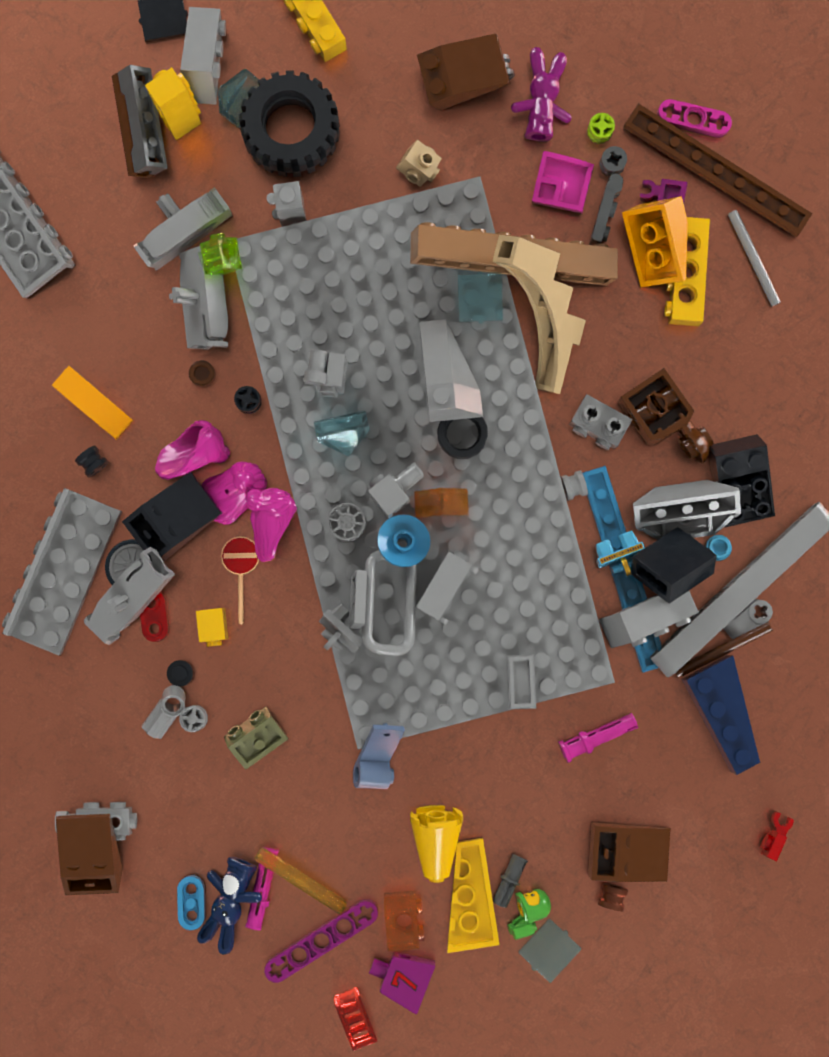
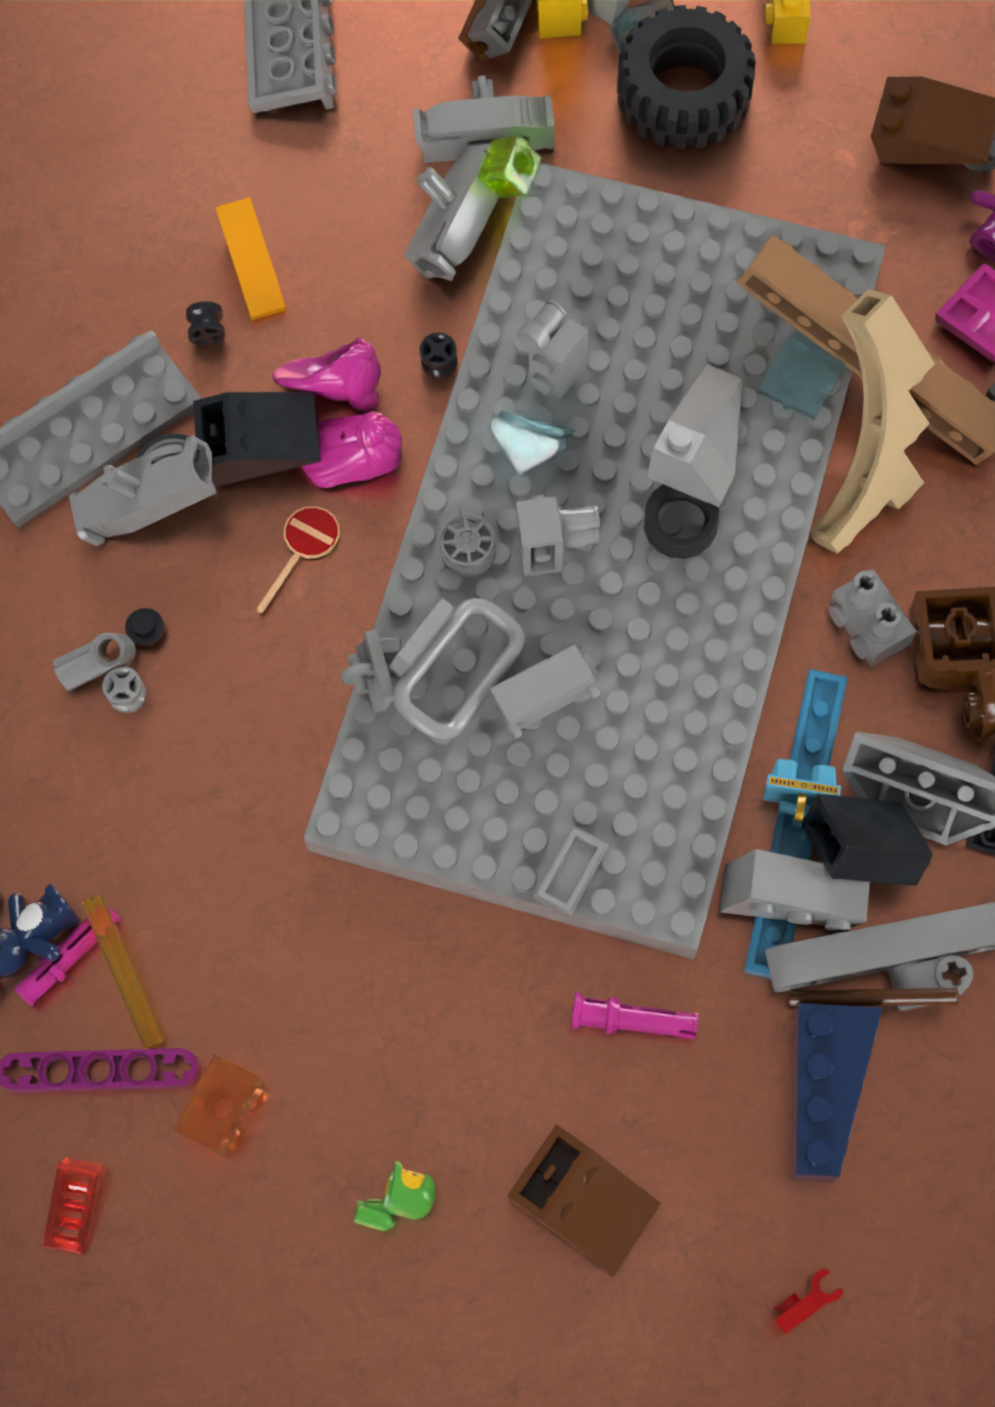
camera: 35 degrees right, 15 degrees down
(155, 615) = (163, 542): red plate -> none
(202, 373) = (403, 300): reddish brown tile -> none
(212, 626) = (221, 590): yellow brick -> none
(255, 737) = (184, 758): olive bracket -> none
(269, 519) = (375, 489): dark pink hair -> none
(288, 203) = (629, 150): light grey brick -> none
(373, 763) = (323, 862): sand blue door -> none
(404, 978) = (172, 1187): magenta torso -> none
(408, 529) = (529, 590): dark azure dish -> none
(419, 163) = (818, 198): tan brick -> none
(436, 839) = (330, 1024): yellow cone -> none
(441, 502) = (604, 588): clear orange slope -> none
(472, 906) = (323, 1148): yellow wing -> none
(509, 881) = (397, 1140): dark grey axle -> none
(549, 950) = (393, 1275): clear light blue piece -> none
(574, 485) = (791, 676): light grey wheel -> none
(612, 897) = (524, 1248): copper wheel -> none
(720, 546) = (944, 866): medium azure plate -> none

